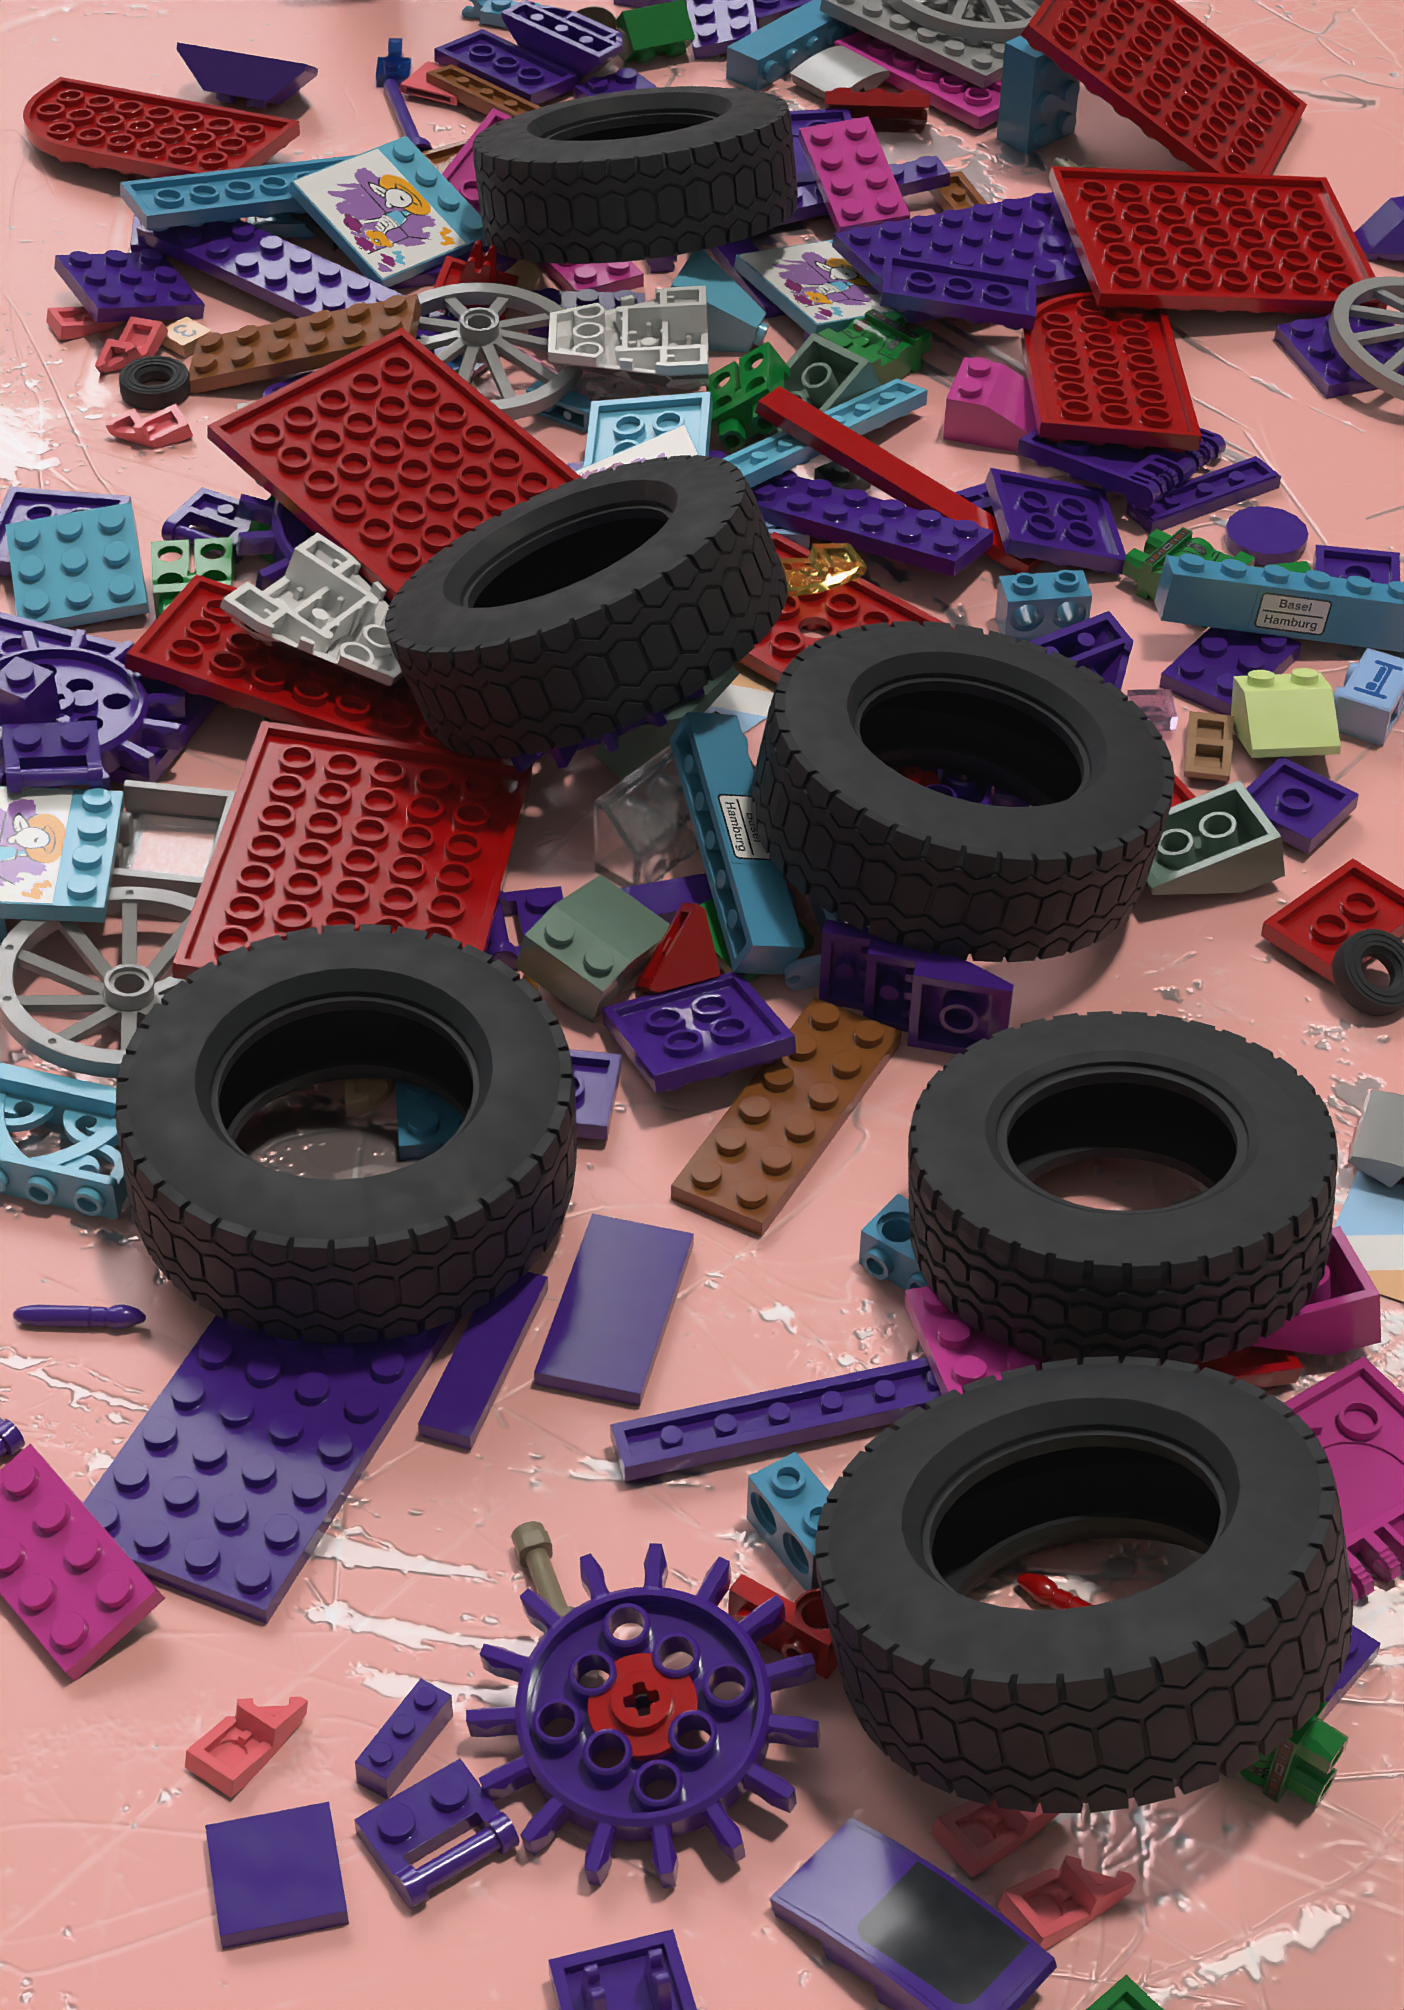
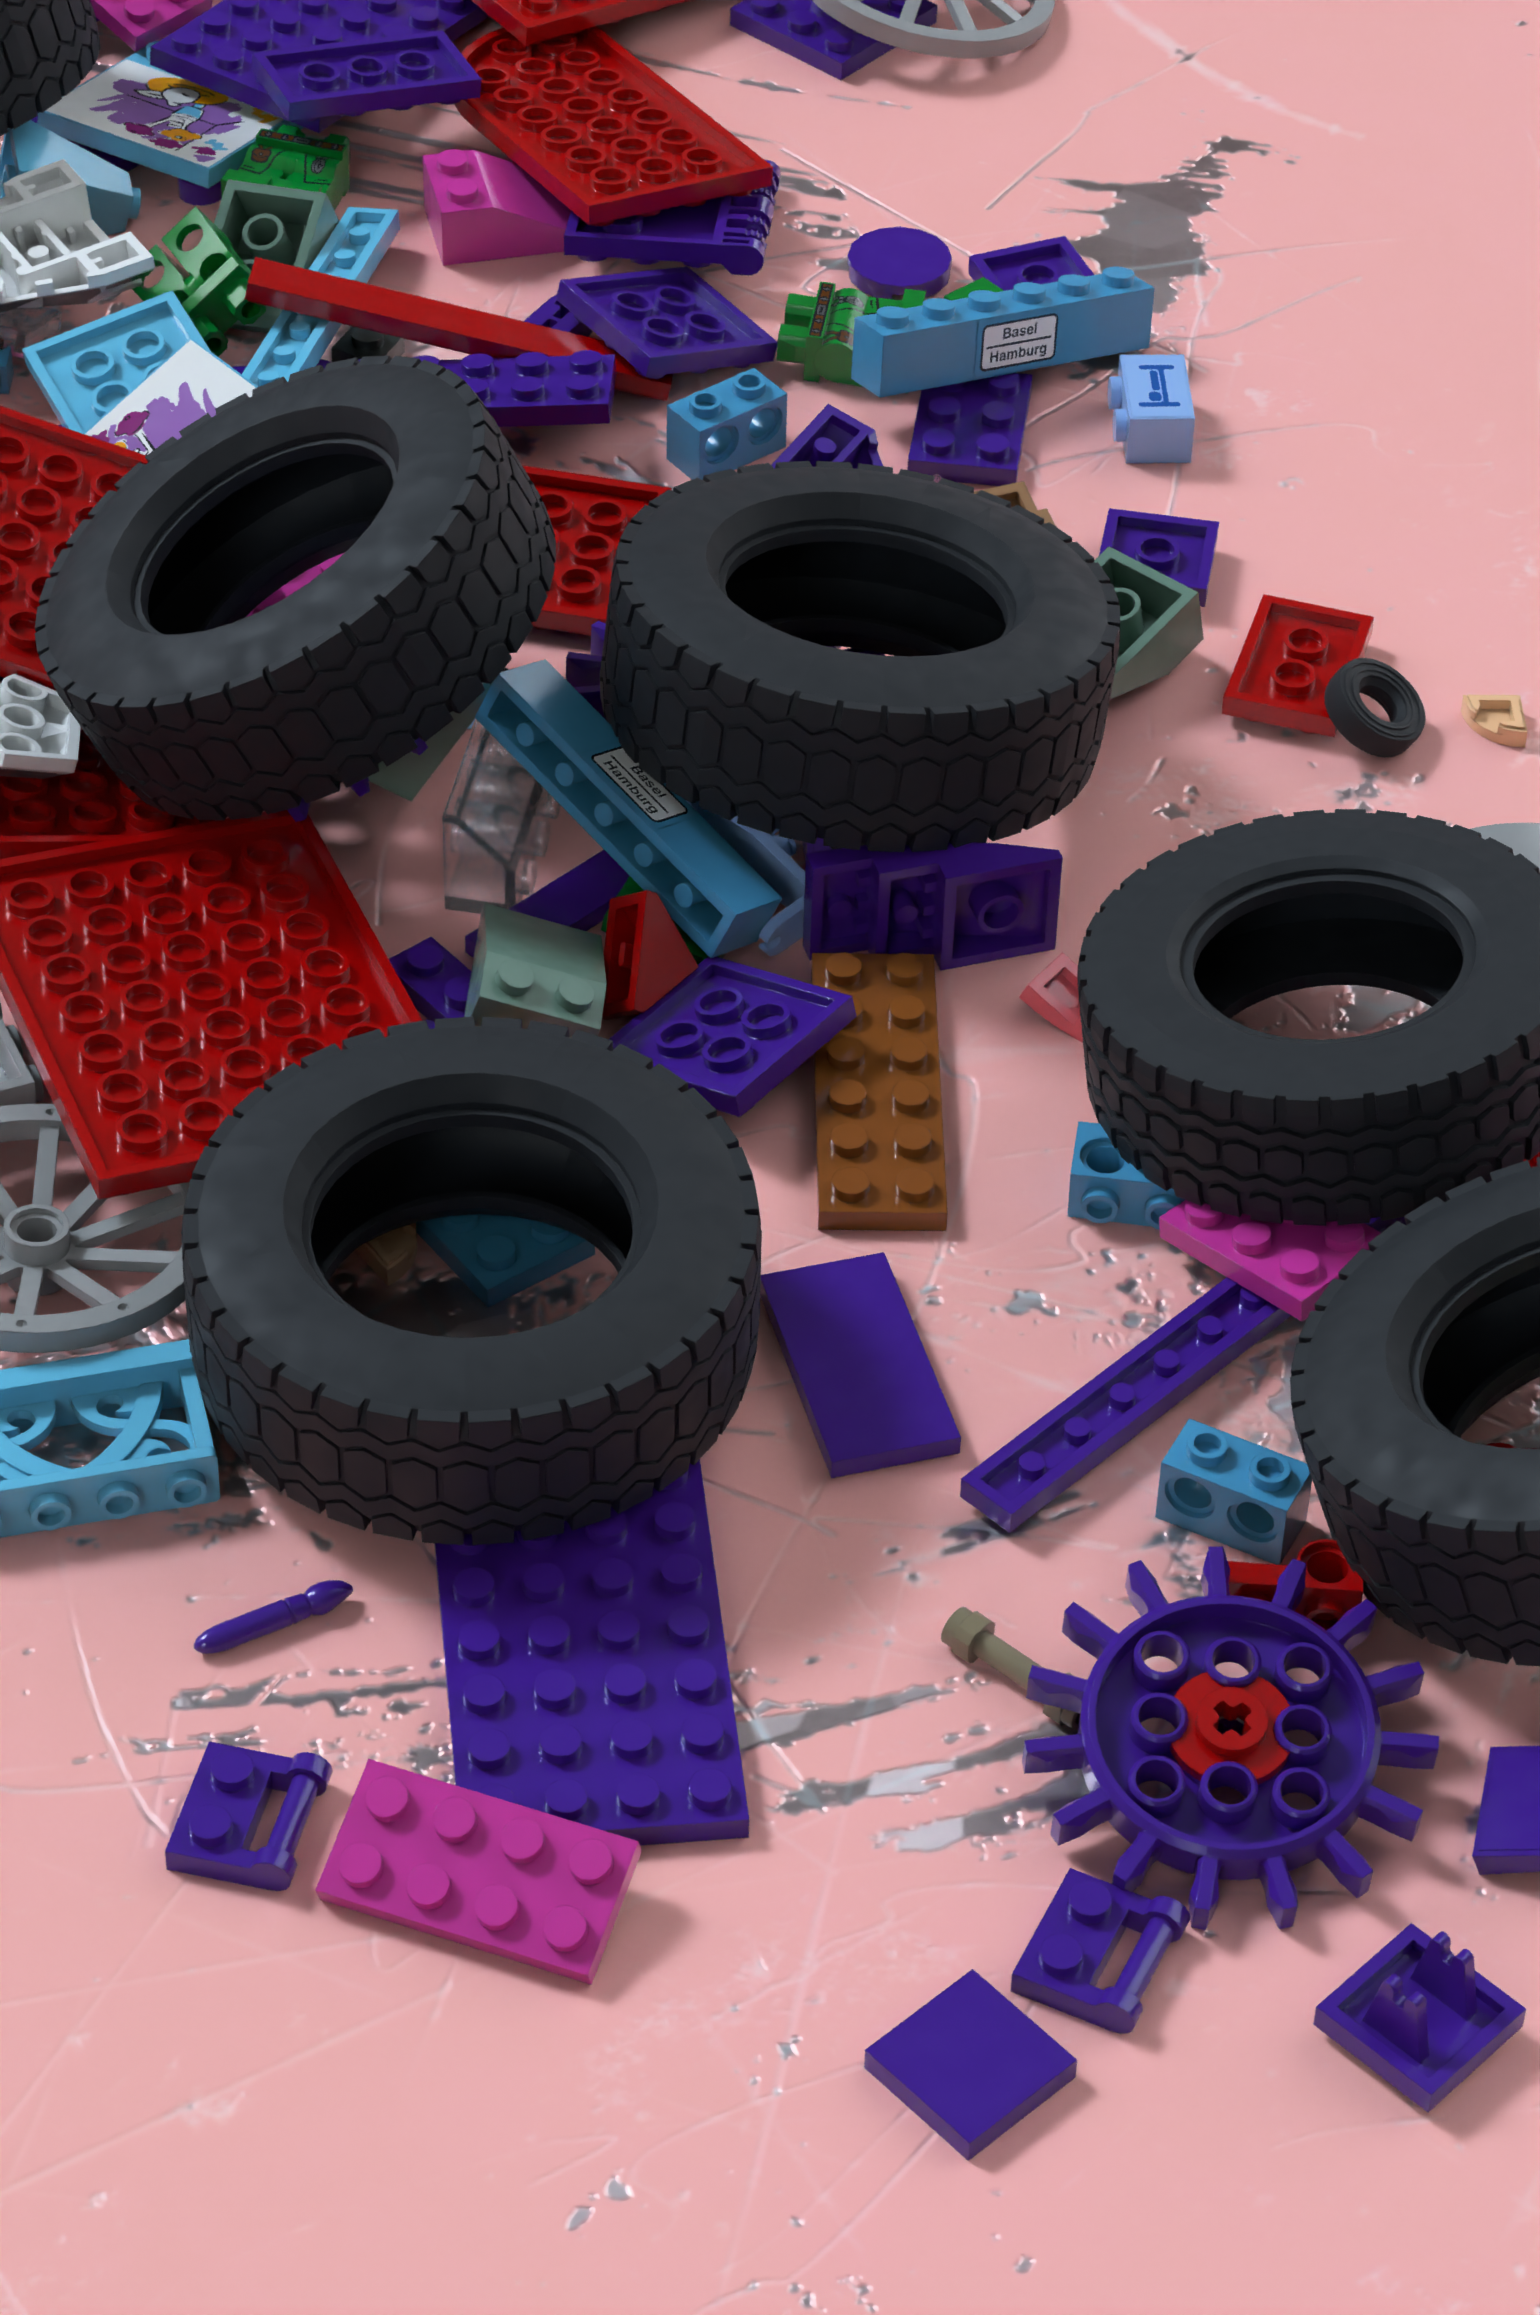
camera: 30 degrees left, 0 degrees up
(243, 1743) = (830, 1958): coral slope -> none
(404, 1739) = (995, 1877): dark purple piece -> none
(481, 1363) = (766, 1485): dark purple tile -> none
(1207, 494) = (799, 236): dark purple tile -> none
(1285, 714) = (1084, 459): yellowish green slope -> none

